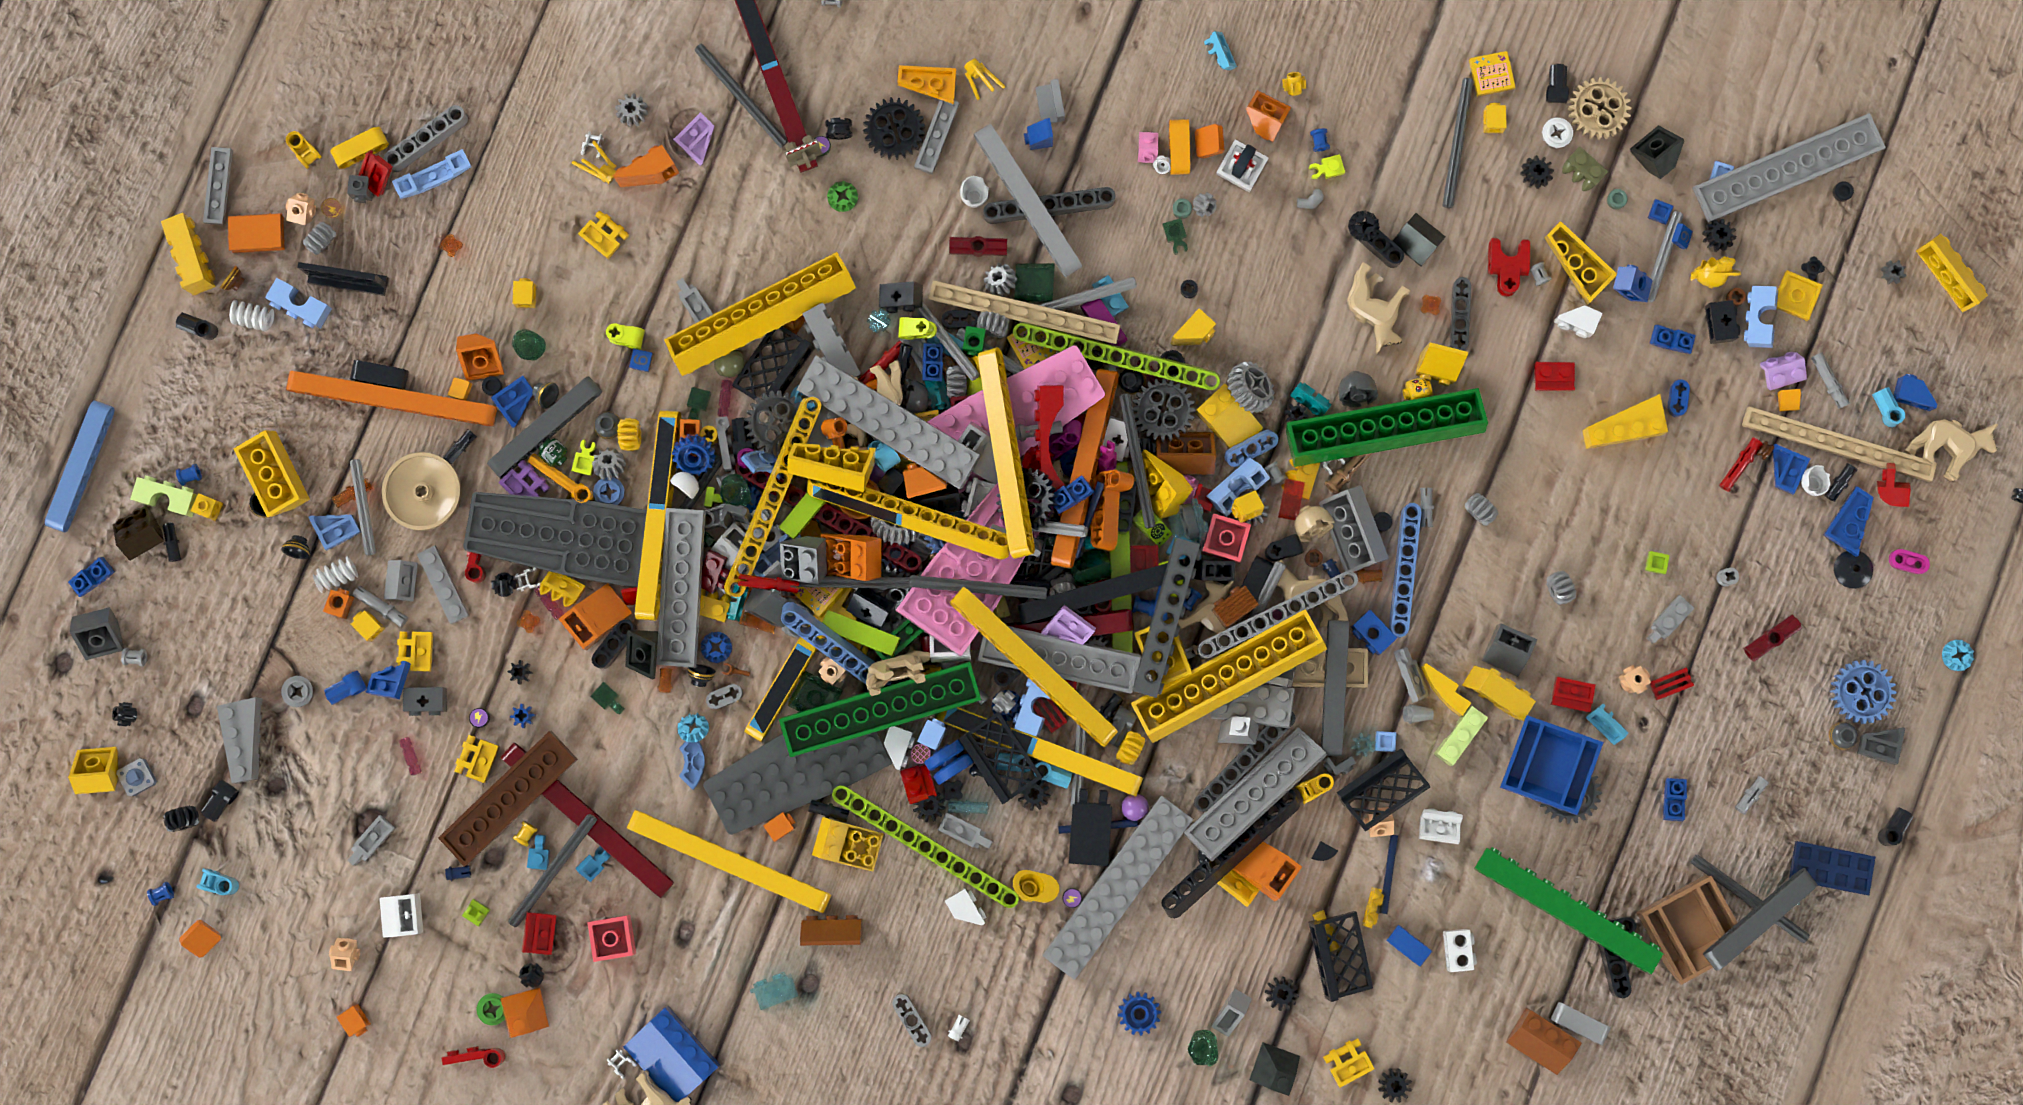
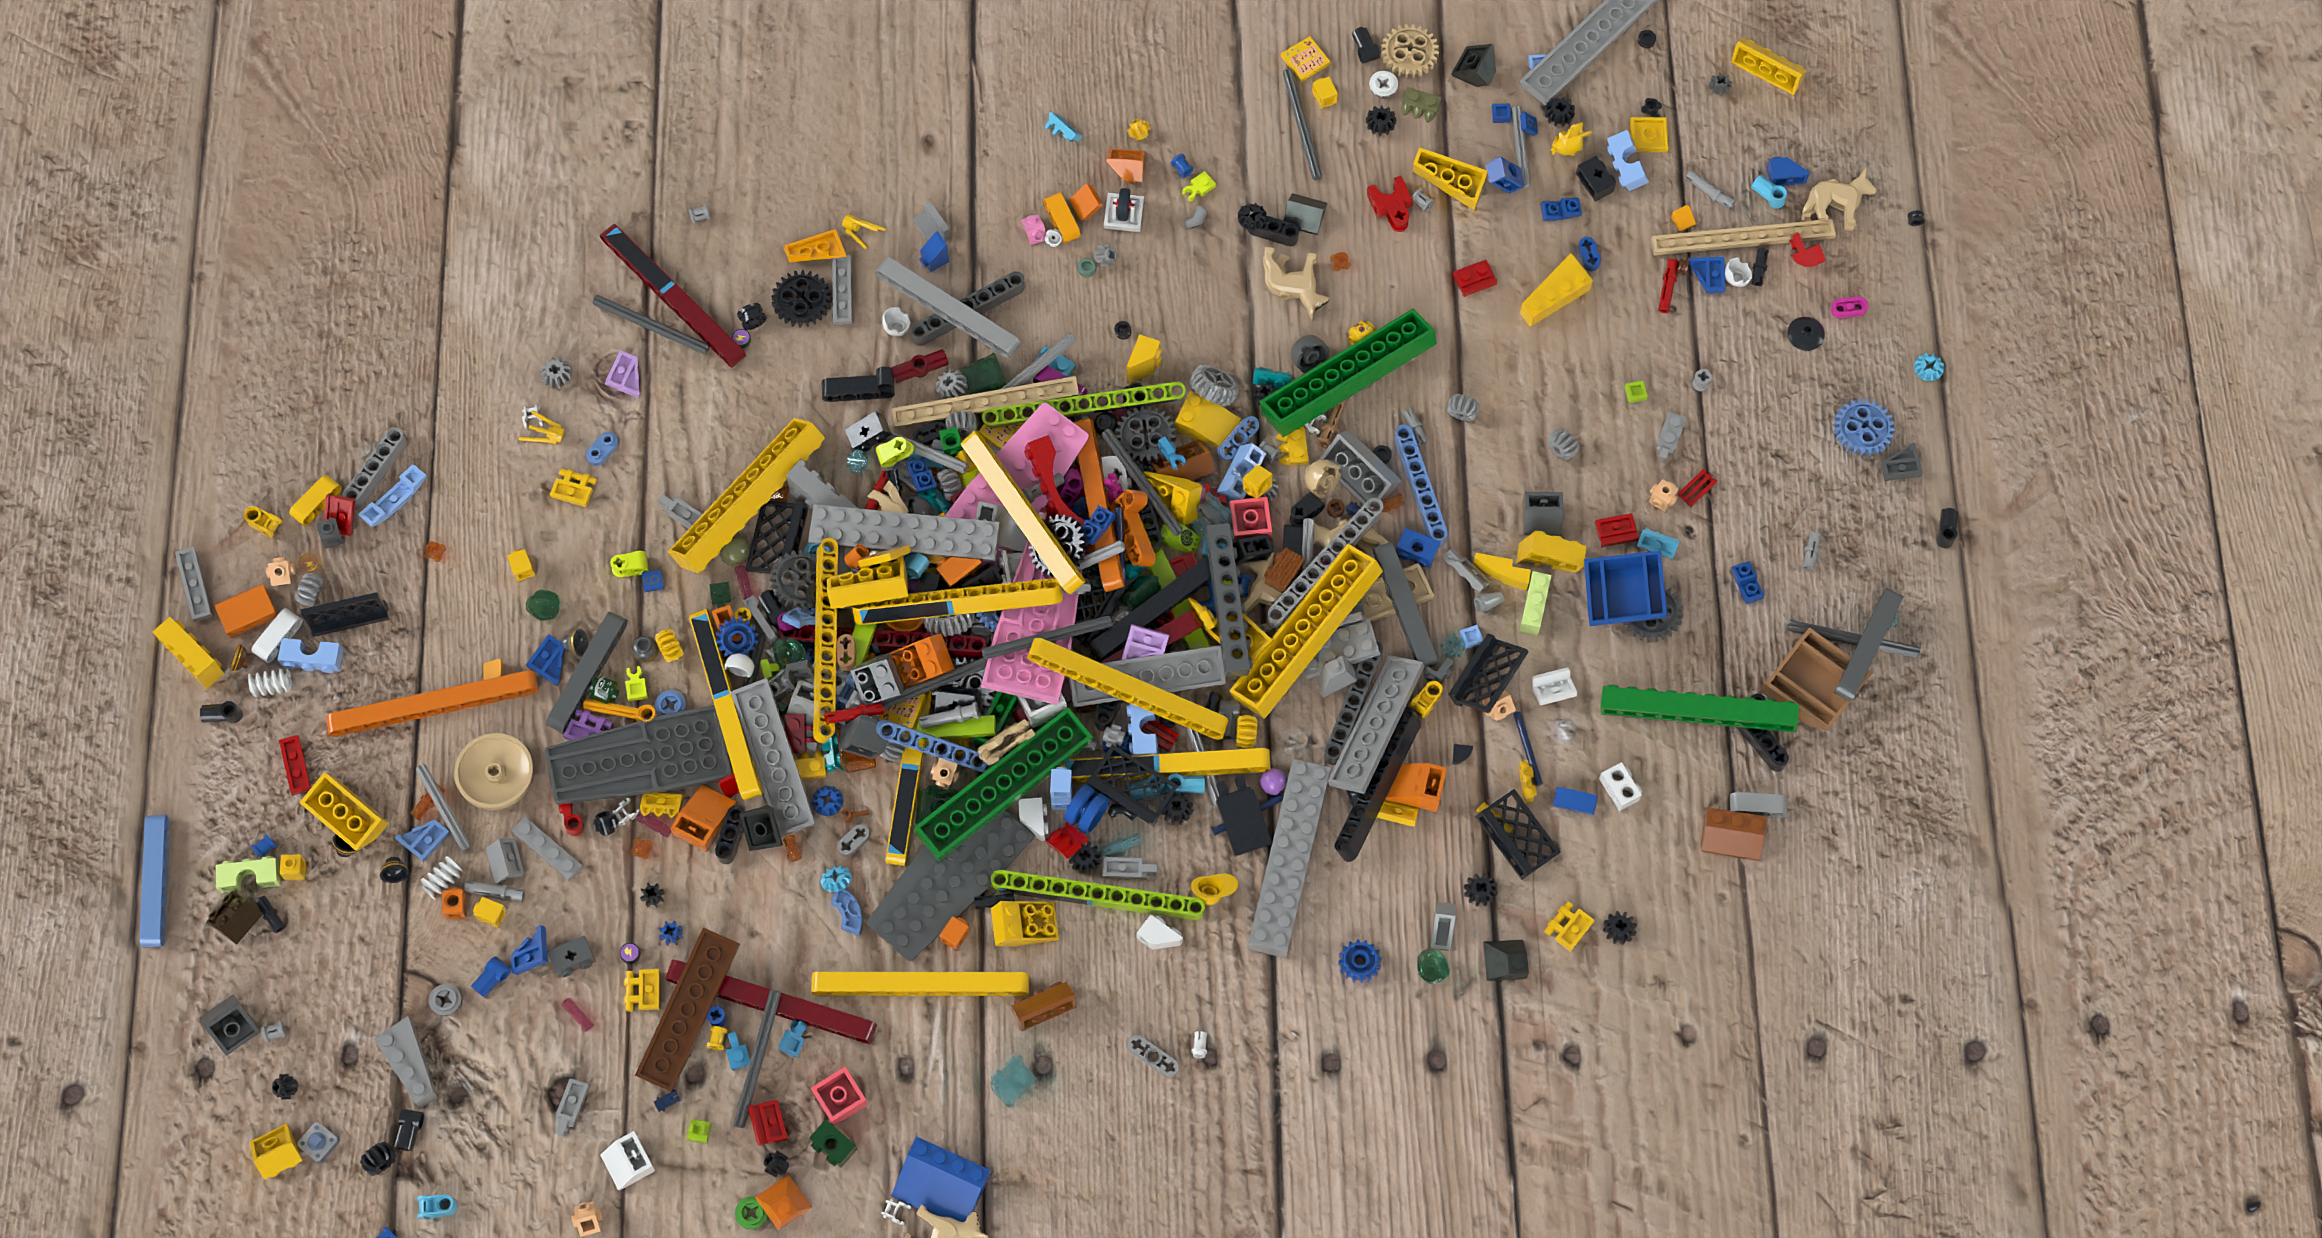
camera: 25 degrees left, 15 degrees down
(91, 577) = (203, 978): blue slope -> none
(245, 406) = (295, 765): none -> red plate
(278, 267) = (283, 626): none -> white beam
(379, 374) = (411, 685): black beam -> none
(421, 650) = (550, 915): yellow plate -> none
(459, 446) = (513, 719): black axle -> none
(478, 357) = (501, 634): orange slope -> none
(491, 385) = (521, 656): black tile -> none
(526, 814) = (719, 1021): none -> blue bush
(599, 984) = (827, 1133): none -> dark green brick
(606, 696) = (743, 885): clear green plate -> none
(608, 464) = (660, 679): light grey gear -> none
(646, 207) = (603, 448): none -> medium blue plate
(649, 169) = (593, 414): orange slope -> none
(701, 675) = (823, 829): black piece -> none
(790, 520) = (850, 652): none -> medium nougat beam
(804, 153) = (730, 344): dark tan hips -> none
(843, 205) = (783, 378): bright green gear -> none
(858, 441) = (884, 556): none -> yellow tile
(865, 623) = (958, 714): none -> light grey pin
(912, 245) = (860, 387): none -> black beam
(920, 753) = (1056, 817): tile -> none
(948, 786) = (1101, 841): black plate -> none
(1072, 898) = (1252, 886): medium lavender tile -> none
(1138, 618) = (1205, 615): none -> yellow plate
(1175, 233) = (1090, 289): clear green plate -> none
(1176, 439) = (1168, 450): none -> dark azure plate
(1291, 499) = (1293, 466): clear red slope -> none
(1440, 363) = (1371, 299): yellow slope -> none
(1460, 314) = (1371, 259): dark grey beam -> none
(1581, 320) = (1474, 223): white slope -> none
(1617, 199) = (1459, 117): sand green tile -> none
(1738, 291) = (1599, 150): dark orange bush -> none
(1763, 644) = (1759, 422): dark red piece -> none
(1784, 370) = (1668, 196): lavender bracket -> none
(1834, 867) = (1913, 581): dark blue plate -> none
(1843, 735) = (1865, 472): dark grey piece -> none
(1850, 521) = (1784, 295): blue wing -> none

